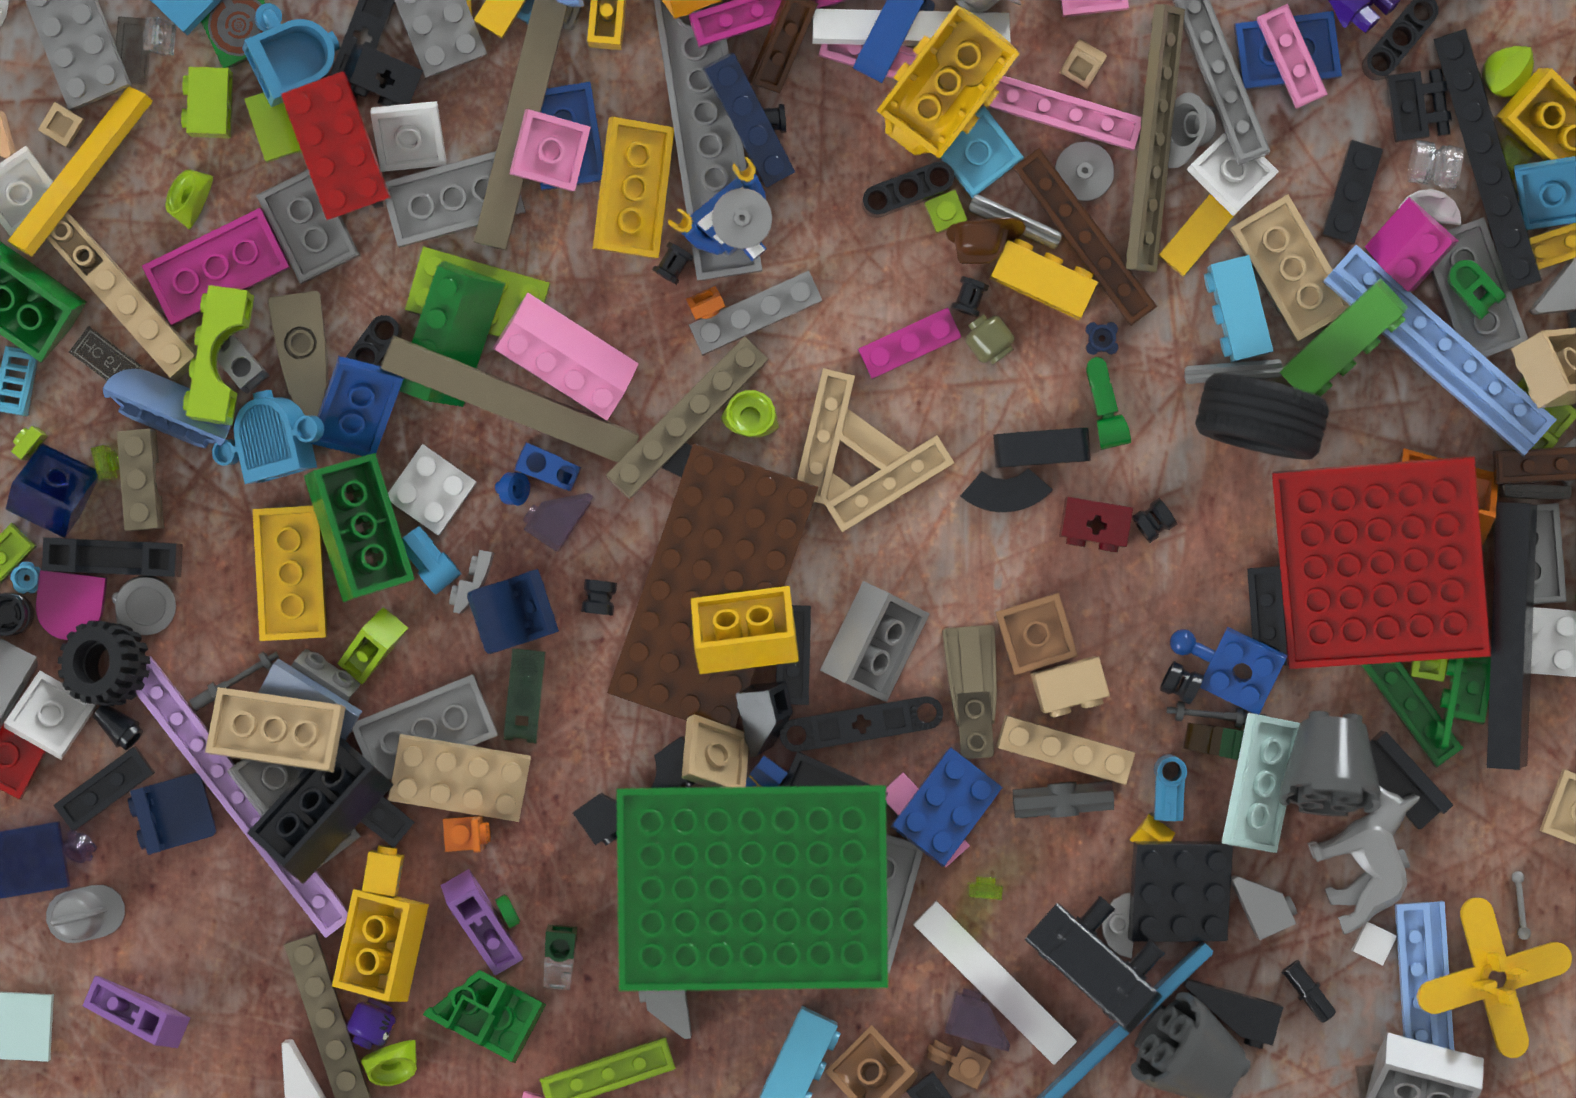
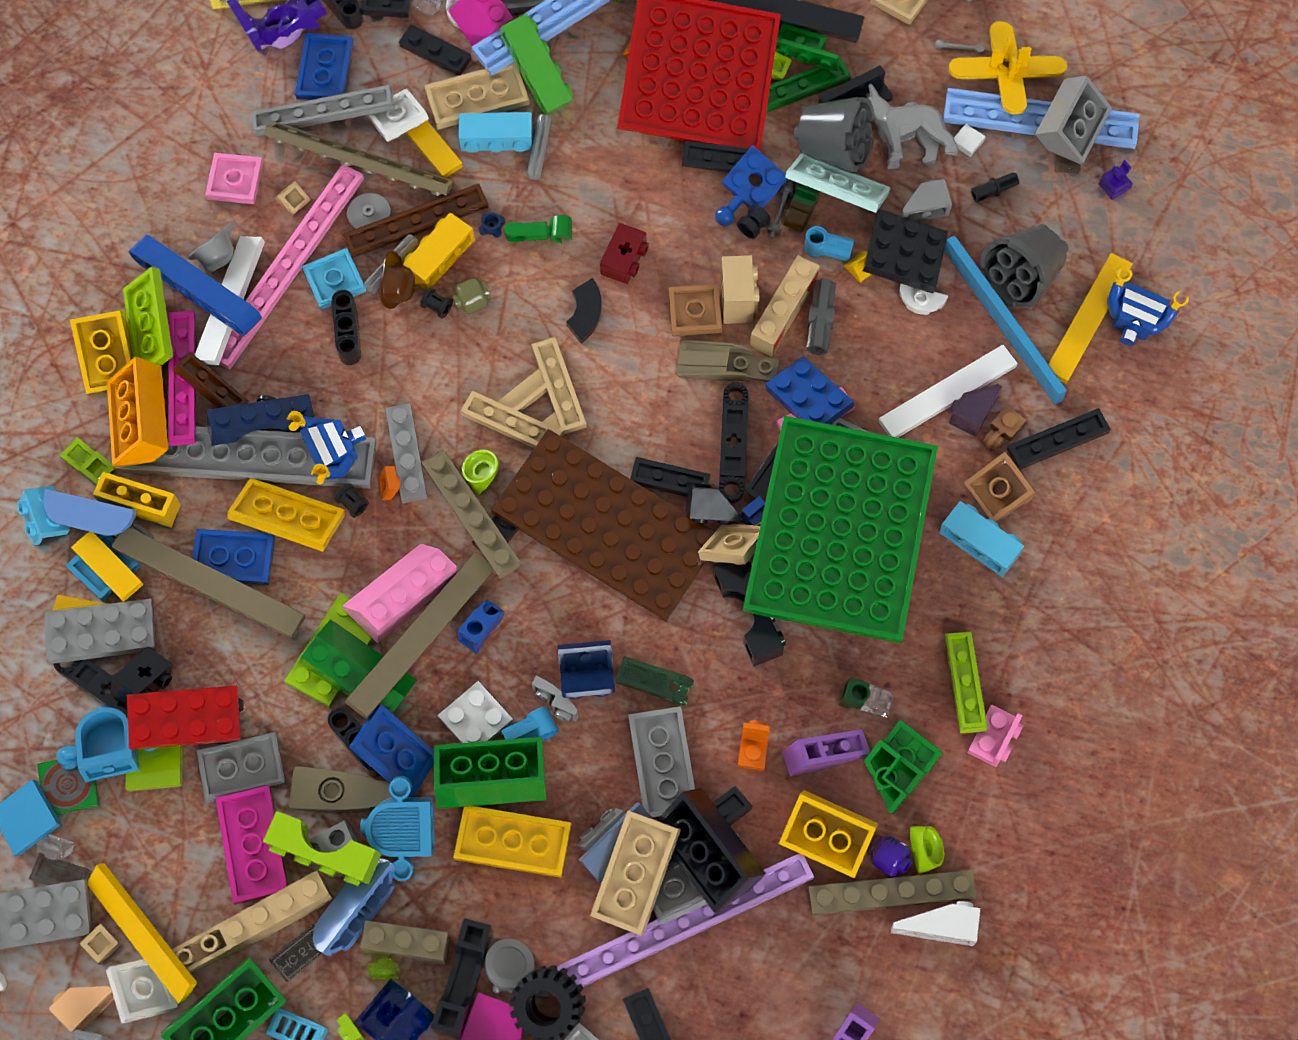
camera: 75 degrees left, 20 degrees down
(119, 727) = (603, 1009): black cone -> none
(172, 813) = (685, 979): dark blue bracket -> none
(188, 196) = (189, 854): lime piece -> none
(208, 102) = (119, 820): lime brick -> none
(210, 694) = (593, 923): dark grey piece -> none
(372, 645) = (586, 787): lime slope -> none
(383, 871) = (769, 819): yellow brick -> none
(408, 136) = (194, 665): white plate -> none
(440, 200) = (252, 658): light grey plate -> none
(459, 778) = (707, 741): tan plate -> none
(507, 910) = (821, 728): green tile -> none
(513, 488) = (490, 653): blue tile -> none
(549, 150) = (238, 563): bright pink plate -> none
(556, 519) = (523, 626): clear purple slope -> none
(599, 597) = (591, 608): black wheel -> none
(670, 1008) = (922, 623): light grey slope -> none
(742, 218) = (331, 432): light grey piece -> none
(744, 630) = (642, 499): yellow slope -> none
(874, 641) = (673, 419): light grey slope -> none
(909, 343) = (459, 352): dark pink plate -> none
(945, 211) = (370, 308): lime plate -> none
(946, 83) = (279, 277): yellow slope -> none
(985, 888) = (875, 382): clear neon green plate -> none
(1041, 447) = (559, 278): black beam -> none
(1093, 967) = (950, 311): black piece -> none
(1148, 525) = (631, 214): black wheel -> none
(1192, 127) = (358, 133): light grey piece -> none
(1246, 1015) = (1007, 221): black slope -> none
(1262, 416) = (575, 119): black tyre -> none
(1291, 56) = (328, 62): bright pink tile -> none

